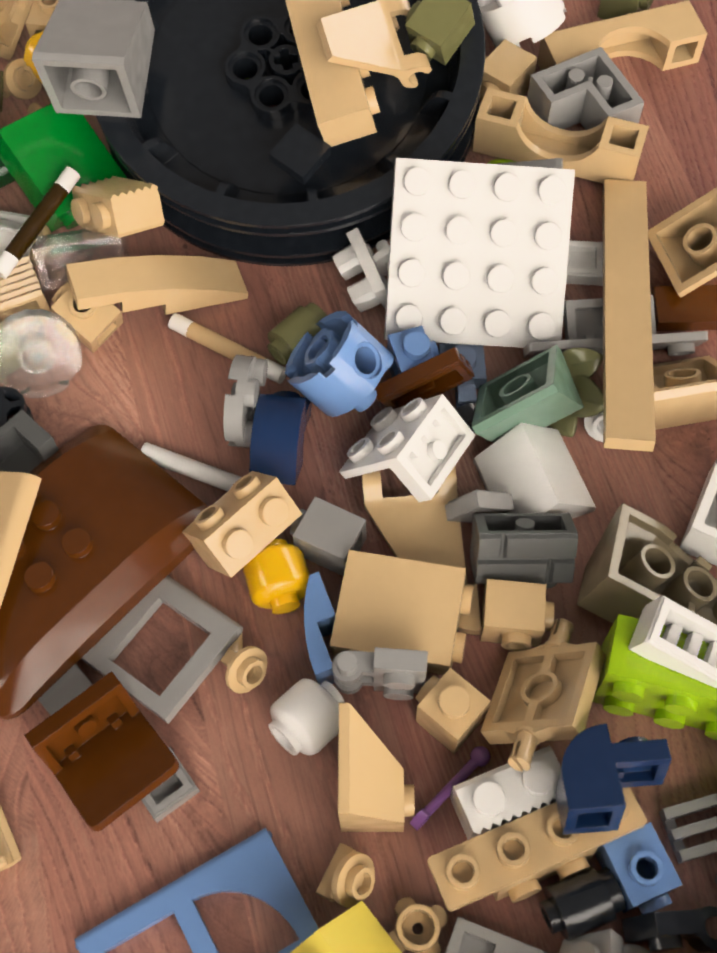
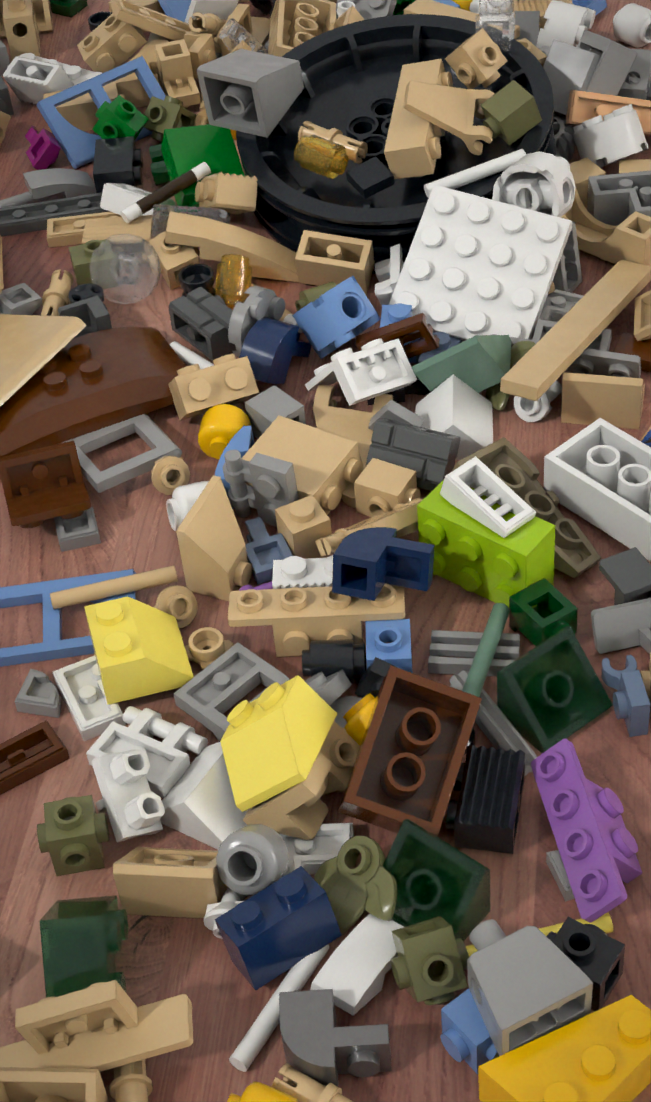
camera: 25 degrees right, 20 degrees down
(135, 351) = (196, 276): none -> black wheel
(175, 406) = (203, 322): none -> dark grey brick
(178, 334) = (233, 279): none -> clear yellow brick
(231, 111) = (353, 147): none -> tan pin
(231, 139) = (321, 156): none -> clear yellow brick
(261, 877) = (113, 587): none -> tan bar
(289, 271) = (334, 258): none -> tan brick
(422, 754) = (264, 549): none -> sand blue plate
(429, 121) = (477, 172): none -> white bar
(511, 126) = (537, 183): none -> white brick

